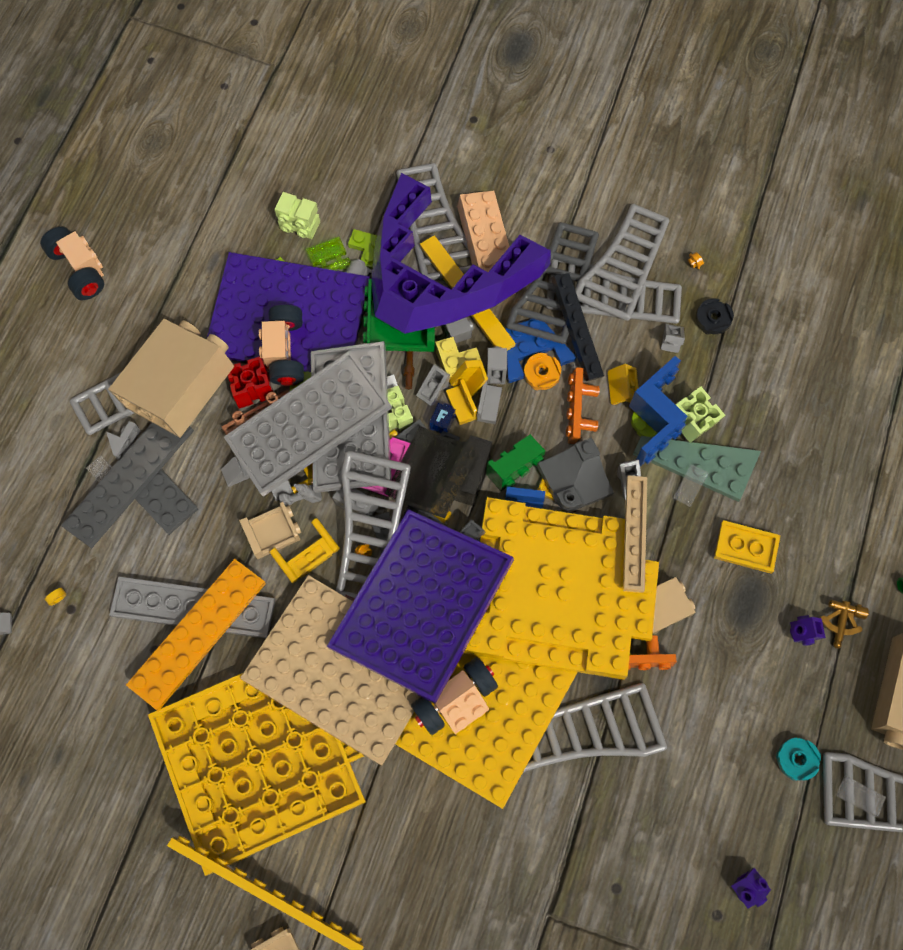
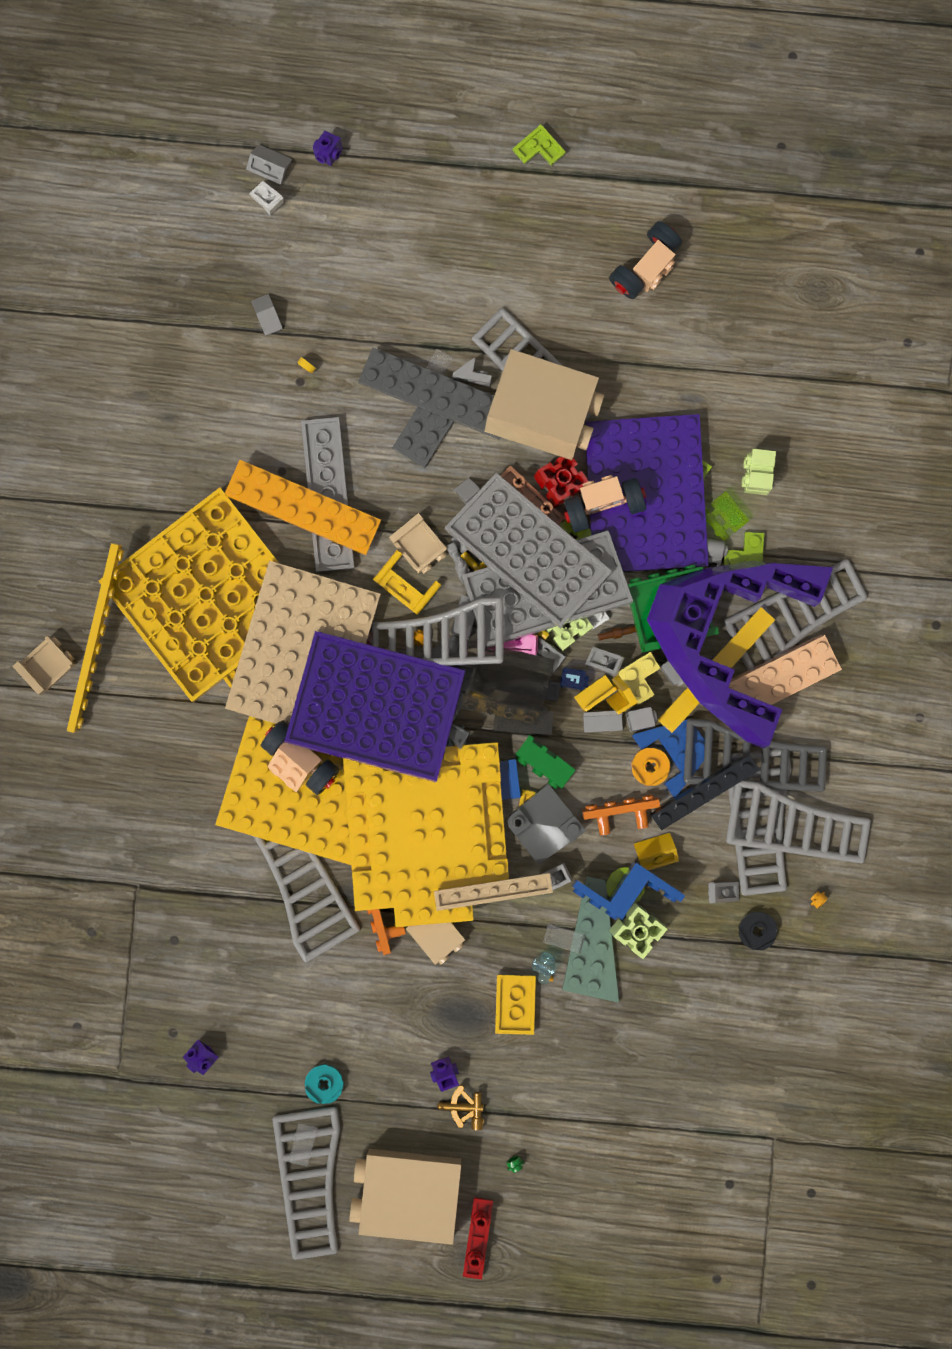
camera: 75 degrees right, 15 degrees up
(715, 509) = (545, 966): none -> clear light blue animal

